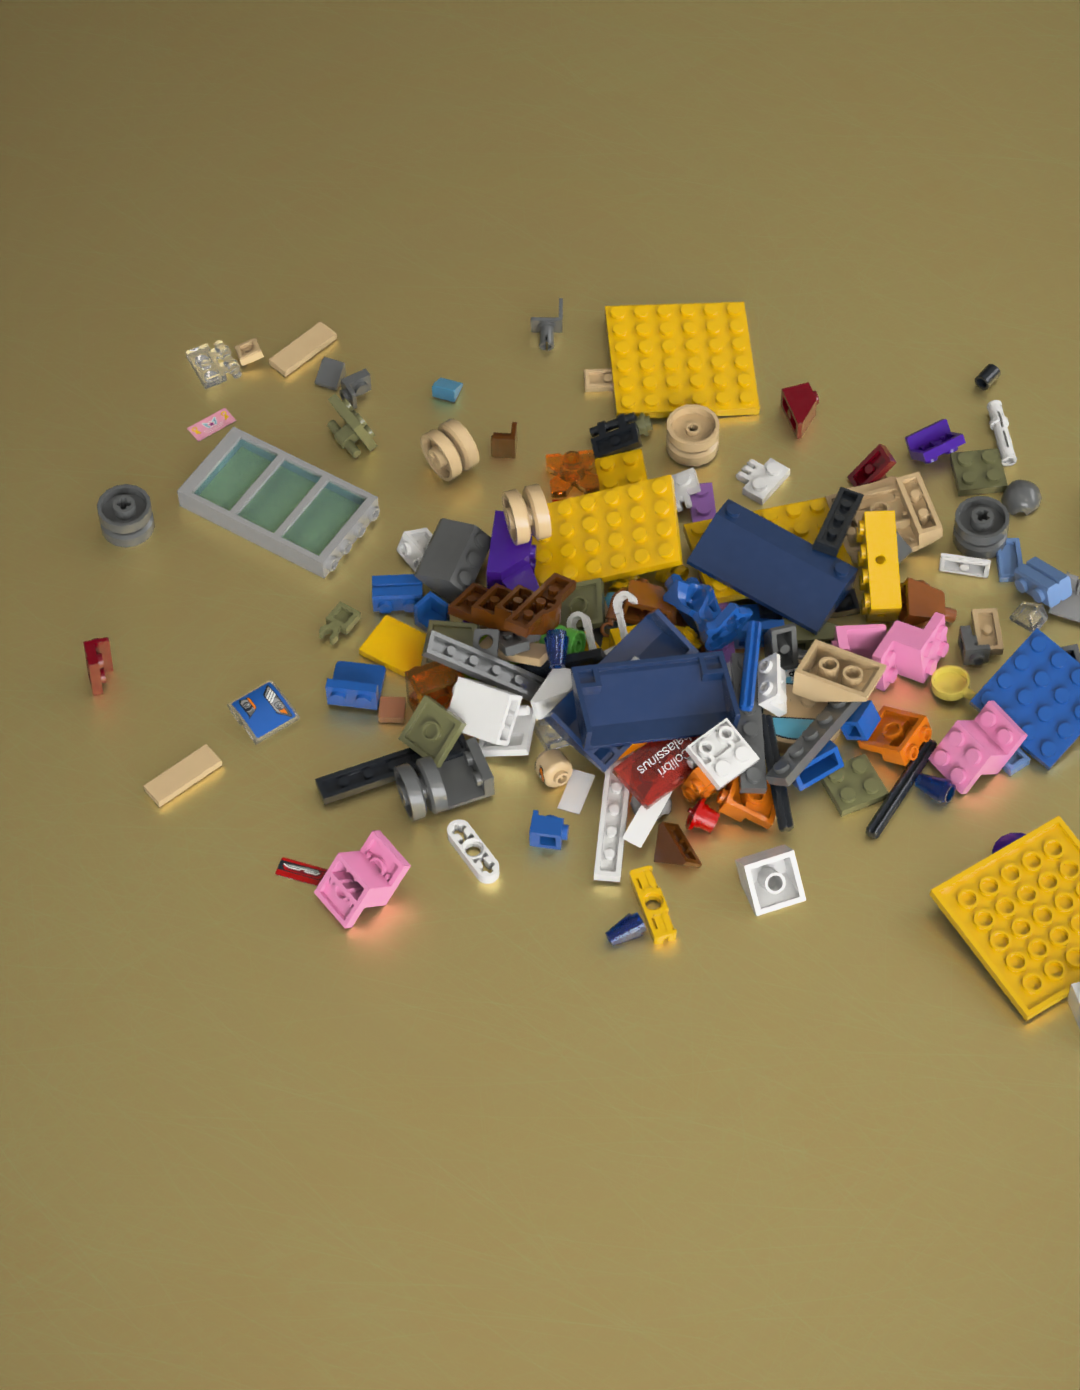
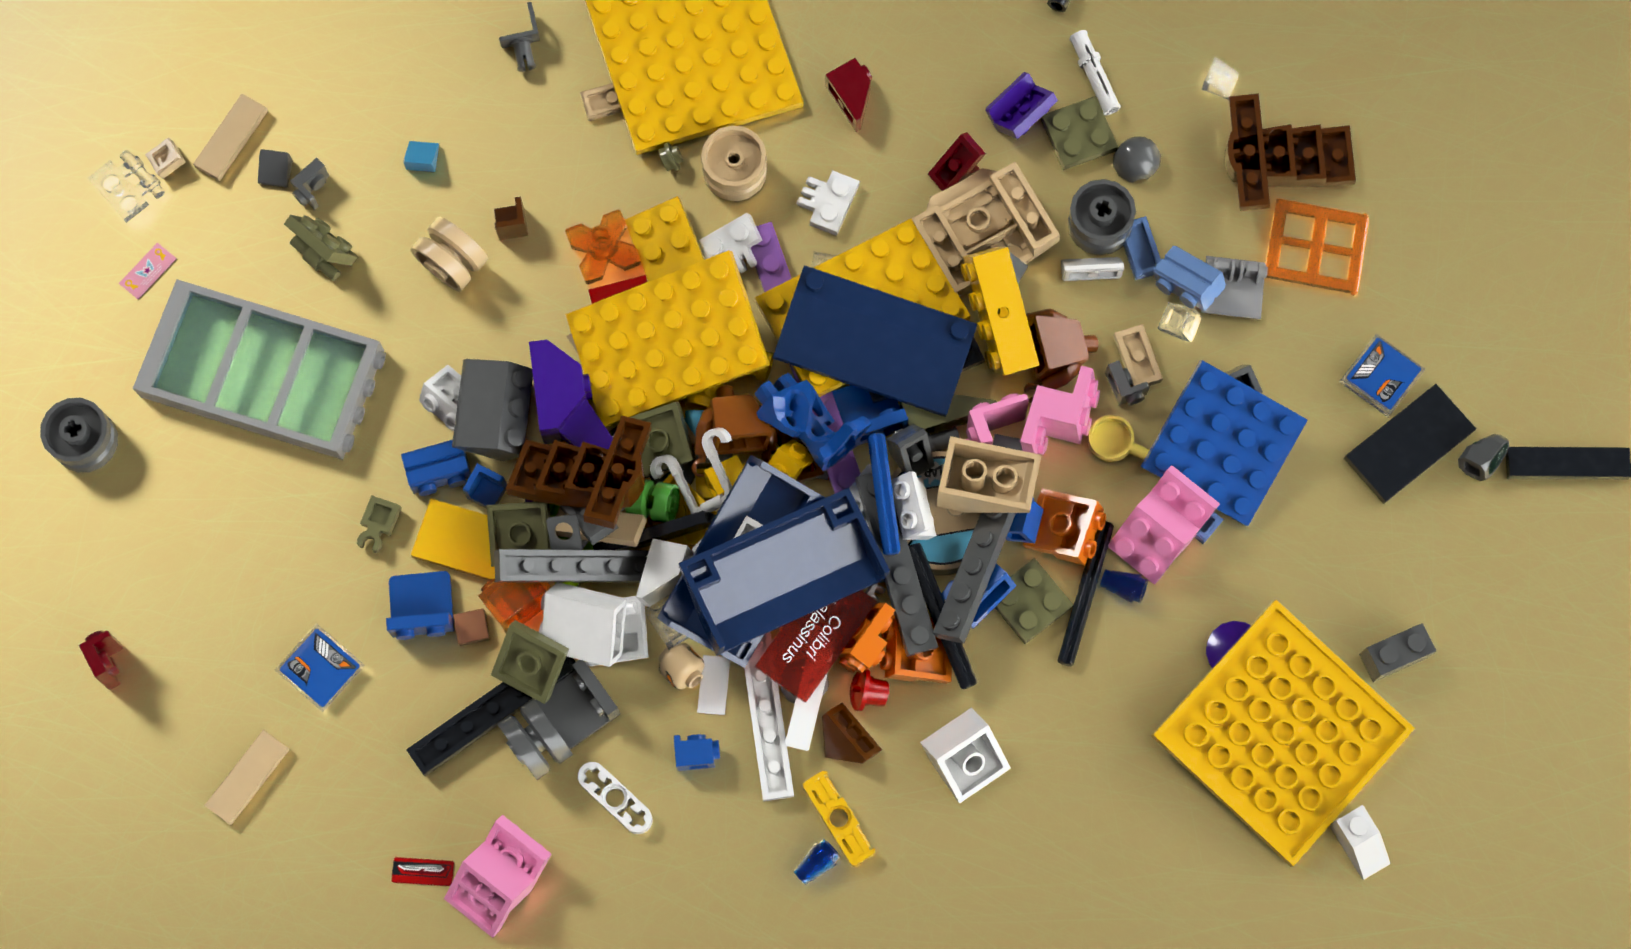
camera: 15 degrees left, 20 degrees up
(526, 514) = (574, 350): tan wheel -> none
(556, 647) = (650, 522): clear blue cone -> none
(616, 441) = (646, 191): black plate -> none
(721, 754) = (879, 624): white plate -> none
(838, 521) = (938, 260): black tile -> none

